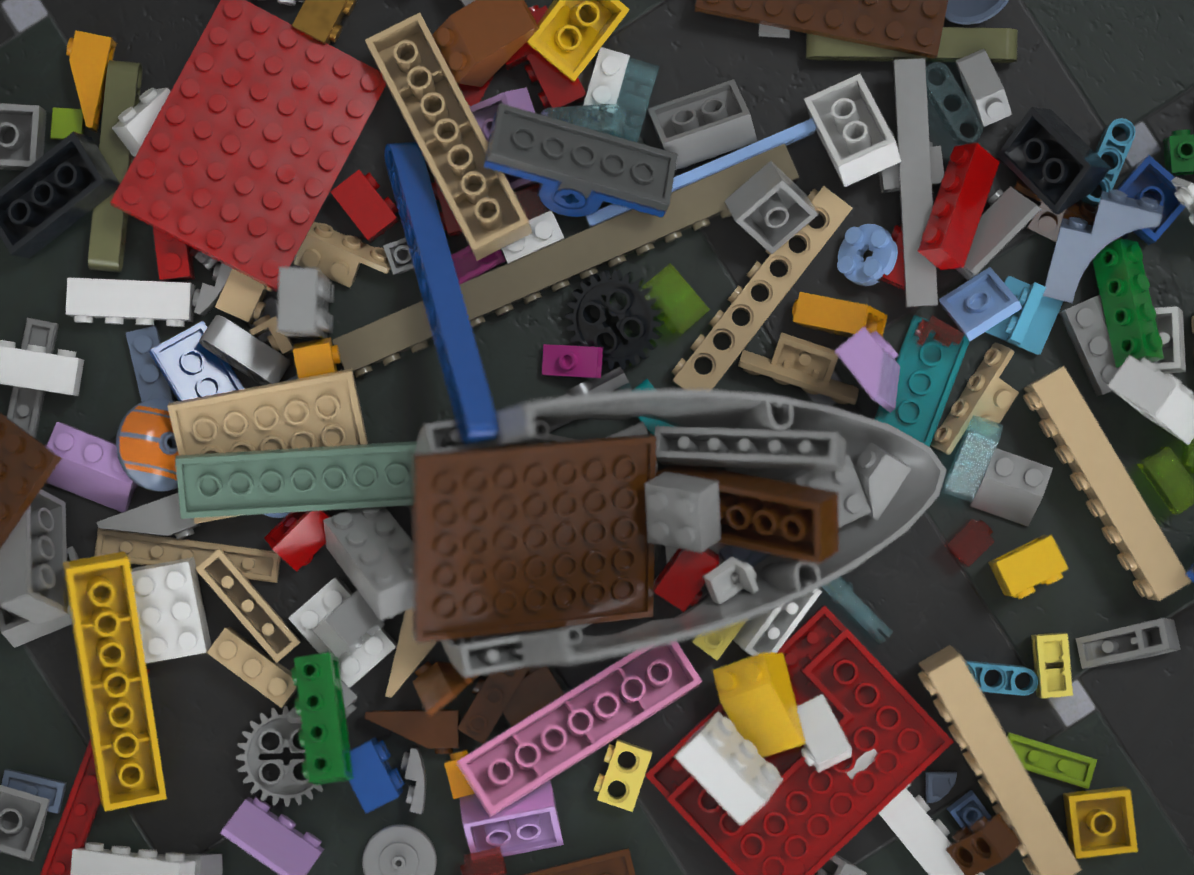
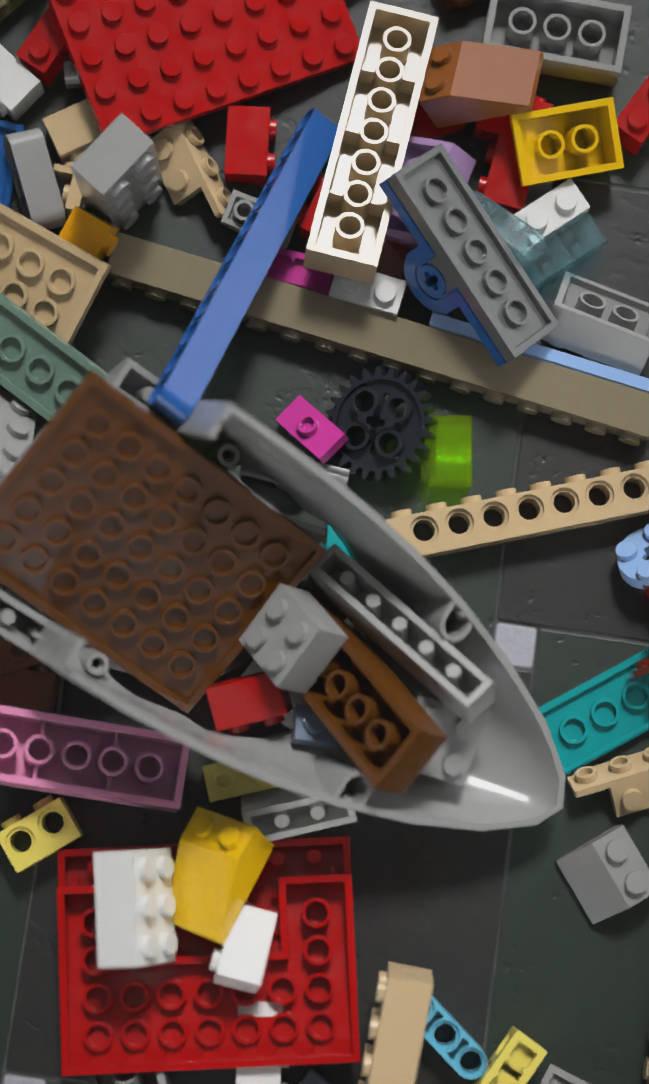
camera: 30 degrees right, 5 degrees down
(207, 297) = (46, 104): light grey slope -> none
(730, 579) = (282, 737): white bracket -> none
(771, 207) = (603, 440): light grey brick -> none
(801, 365) = (512, 607): tan bracket -> none
(836, 315) = (582, 592): light orange slope -> none
(843, 593) = (375, 839): clear light blue pin -> none
(873, 365) = (576, 656): lavender slope -> none
(879, 477) = (496, 761): light grey slope -> none
(970, 541) = (529, 893): clear red brick -> none
(972, 458) = (595, 818): clear light blue beam -> none
(1028, 566) = (563, 959): yellow brick -> none

